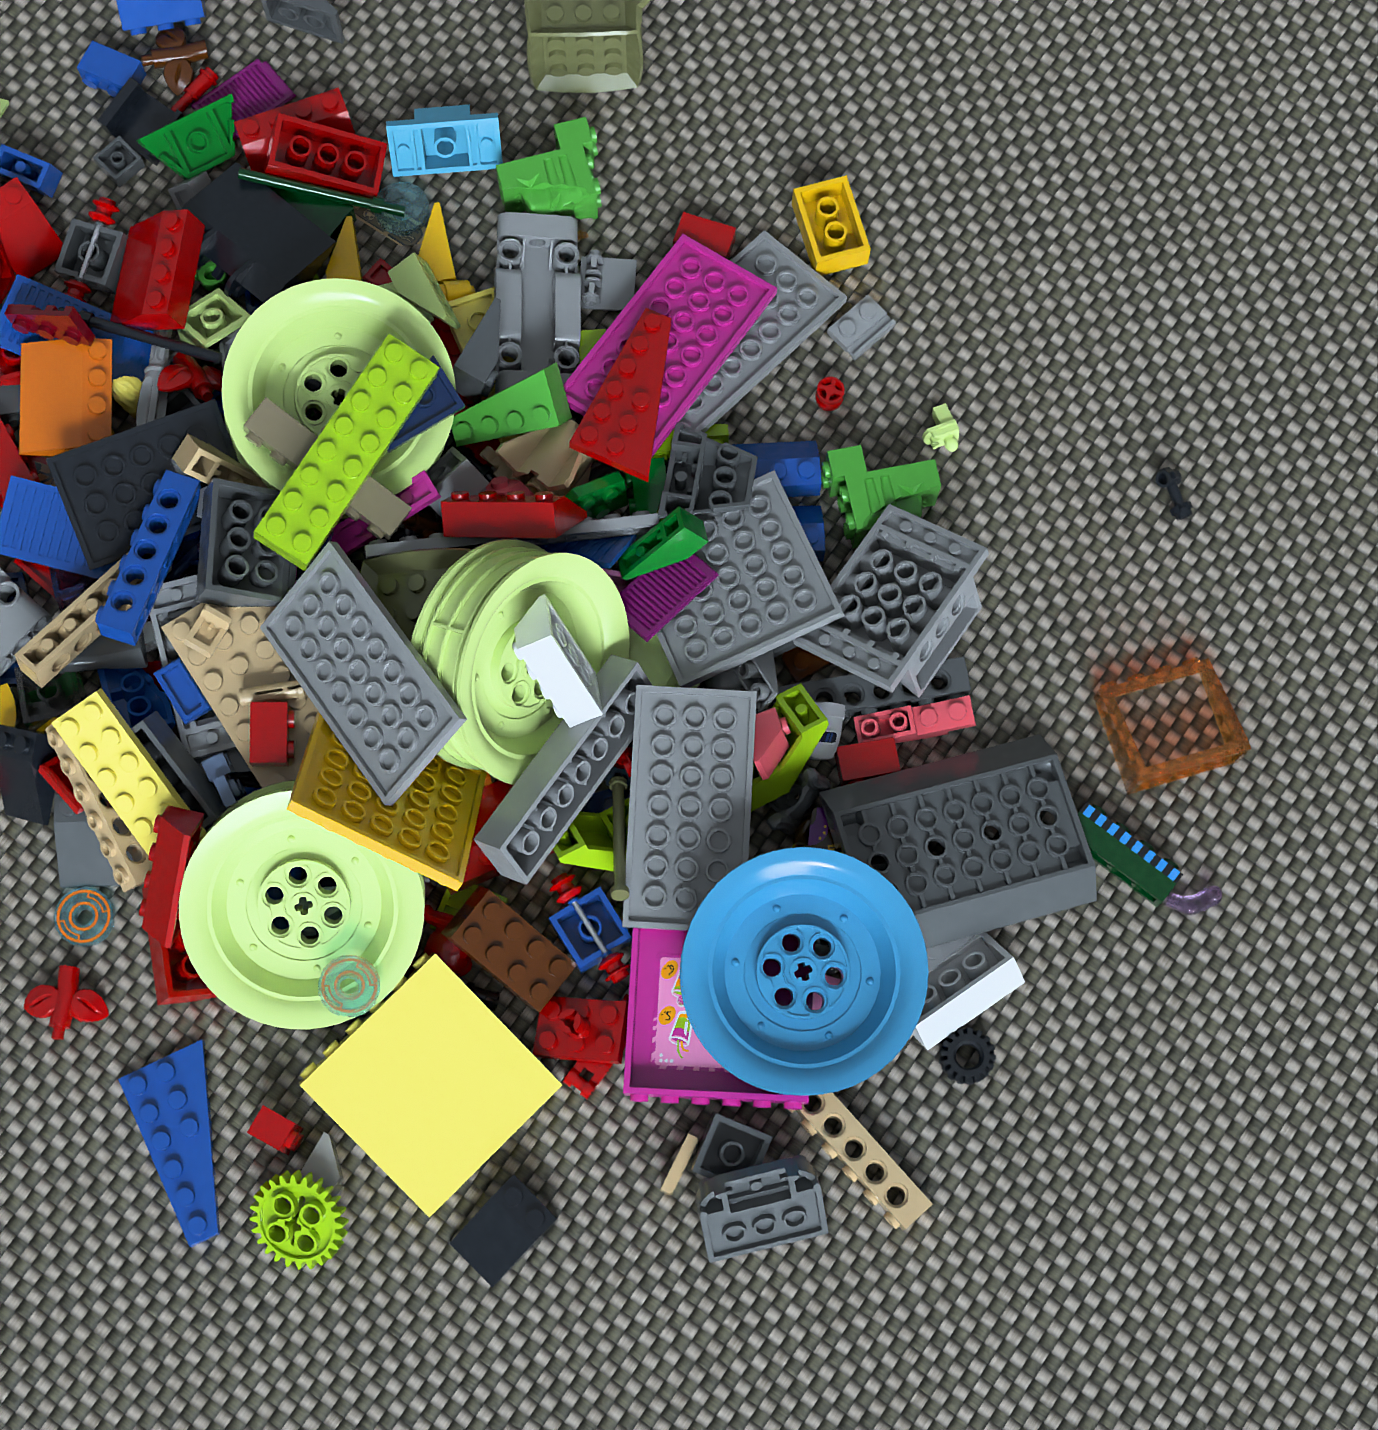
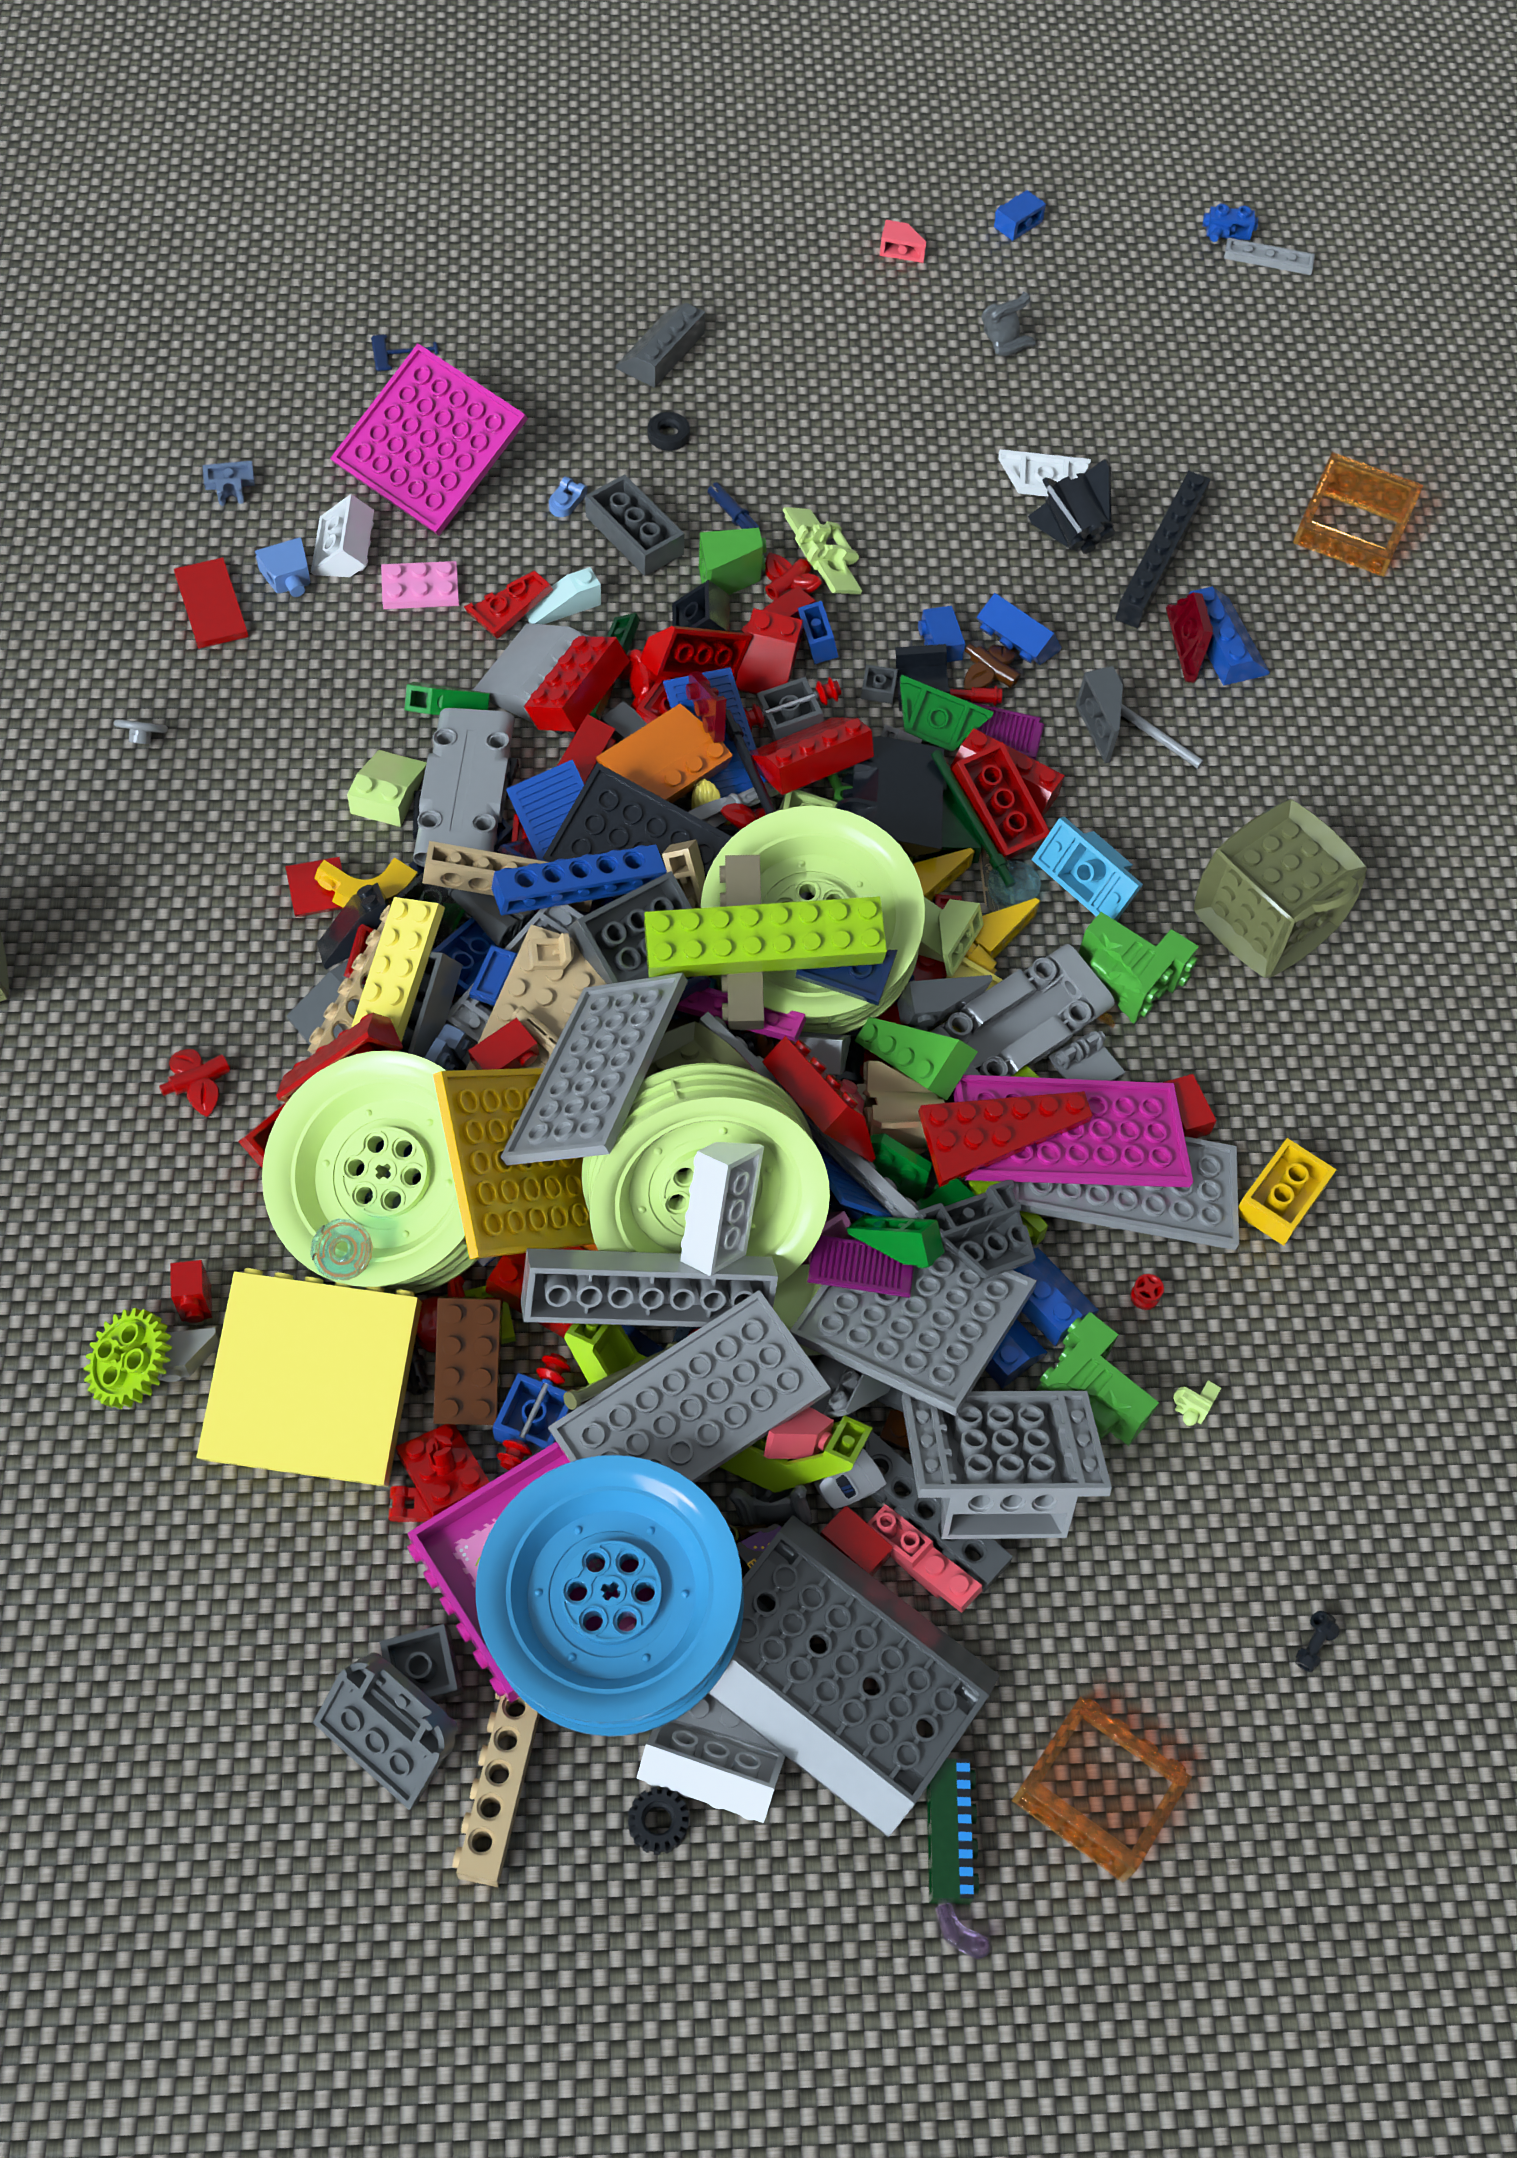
camera: 50 degrees right, 15 degrees down
(77, 901) = (268, 1034): clear light blue tile -> none
(175, 1122) = (144, 1227): blue wing -> none
(503, 1231) = (229, 1529): black slope -> none
(679, 1164) = (372, 1634): tan tile -> none
(861, 327) = (1226, 1278): light grey plate -> none

